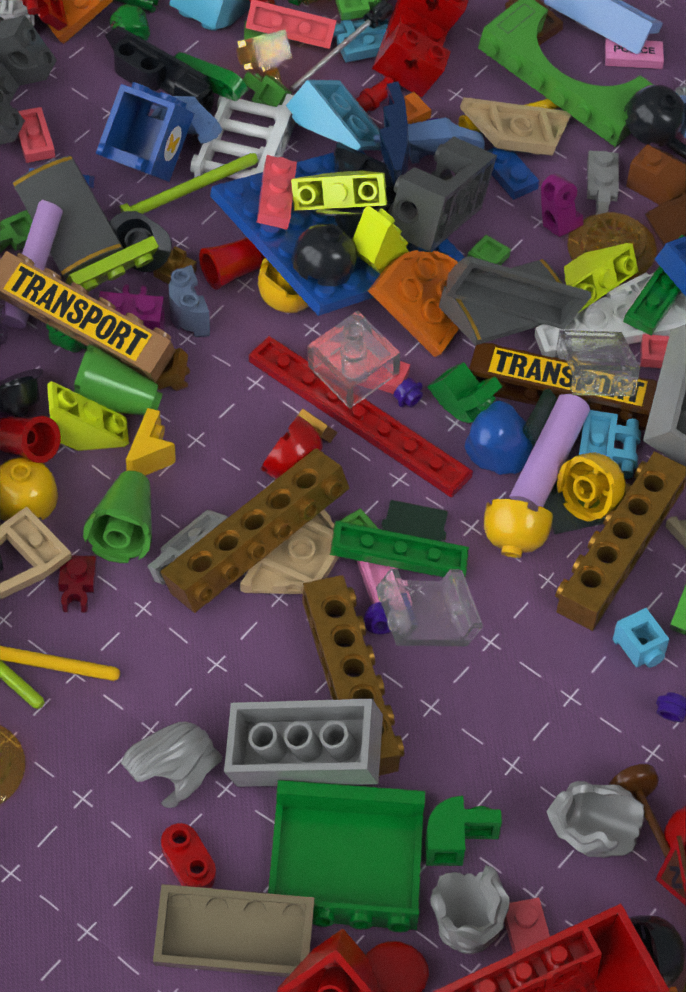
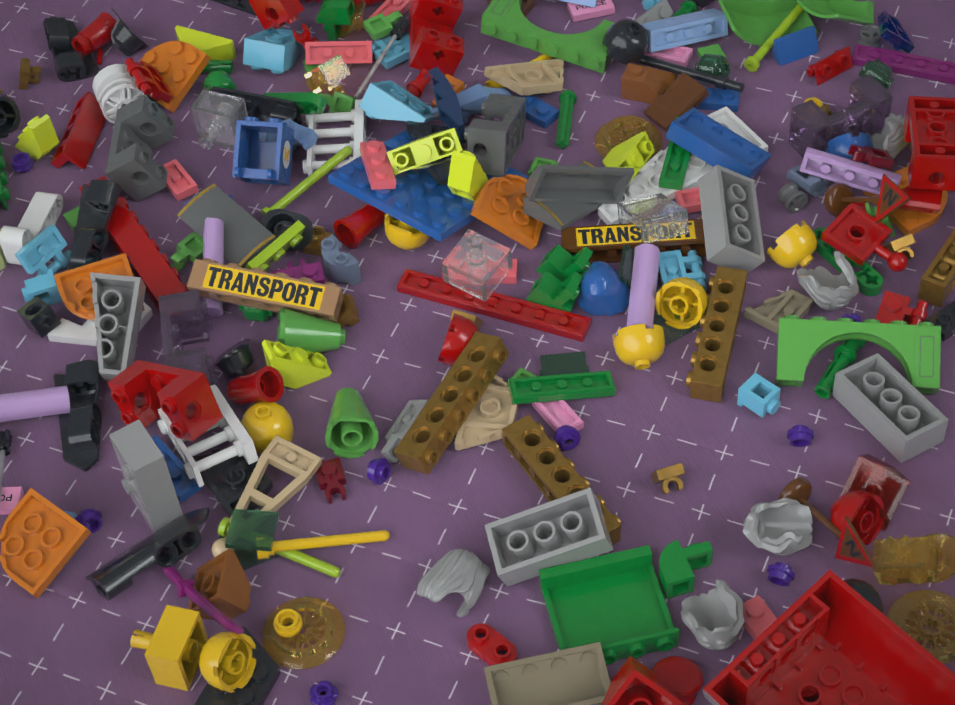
camera: 10 degrees left, 5 degrees down
(105, 65) = (216, 118): none -> clear brick
(136, 589) = (378, 470): none -> dark purple plate
(149, 449) = (351, 372): yellow slope -> none
(325, 254) = (431, 196): black cylinder -> none
(408, 393) = (524, 278): dark purple plate -> none
(429, 610) = (601, 421): clear panel -> none
(438, 424) = (554, 293): none -> green brick
(487, 706) = (669, 474): none -> pearl gold tile
(533, 211) = (567, 100): none -> green axle
(559, 205) = (582, 121): magenta leg -> none
(576, 879) = (780, 574): none -> dark purple plate
(602, 178) = (603, 96): light grey hinge -> none

